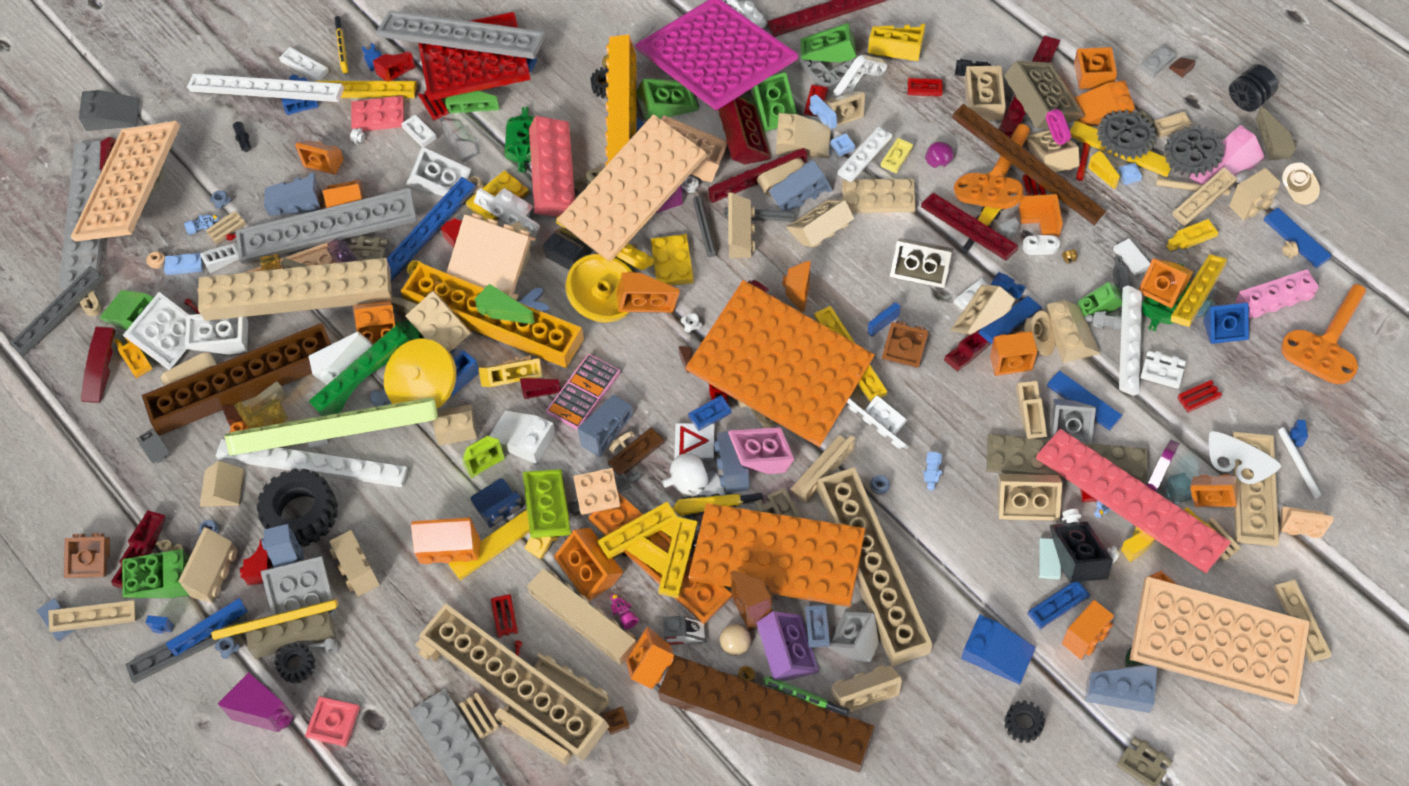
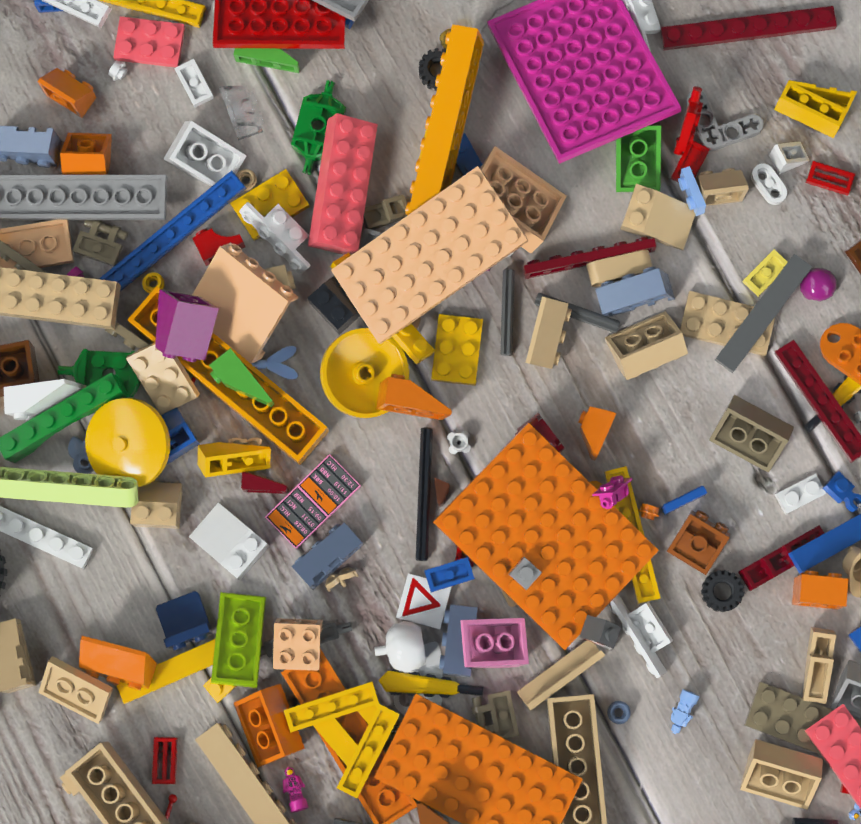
camera: 15 degrees right, 20 degrees up
(340, 251) = (69, 250): hinge -> none
(374, 319) = (88, 354): orange slope -> none
(414, 573) = (75, 690): none -> tan plate
(439, 114) = (224, 62): red tile -> none
(448, 274) = (184, 325): none -> slope
(482, 455) = (178, 560): lime slope -> none
(636, 452) = (354, 596): reddish brown tile -> none
(664, 98) = (502, 116): bright green slope -> none
(673, 365) = (424, 488): none -> black axle
(744, 132) = (590, 192): dark red slope -> none
(771, 388) = (525, 573): none -> light grey plate
(807, 72) = (690, 122): none -> red plate
(825, 317) = (613, 491): none -> dark pink hinge
(830, 45) = (729, 89): bright green slope -> none
(842, 145) = (704, 240): light blue plate -> none
(847, 421) = (600, 632): none -> dark grey slope
(858, 334) = (649, 511): none -> orange plate
(862, 65) = (759, 139): white beam -> none
(864, 154) = (725, 268): white bracket -> none
(882, 100) = (768, 185): none -> white plate
(887, 79) = (788, 156): none -> white slope
(903, 179) = (763, 313): none -> dark grey tile
(932, 385) = (736, 591): none -> black tyre
(986, 306) = (800, 526): tan slope -> none
(1071, 516) = (821, 811): white plate -> none

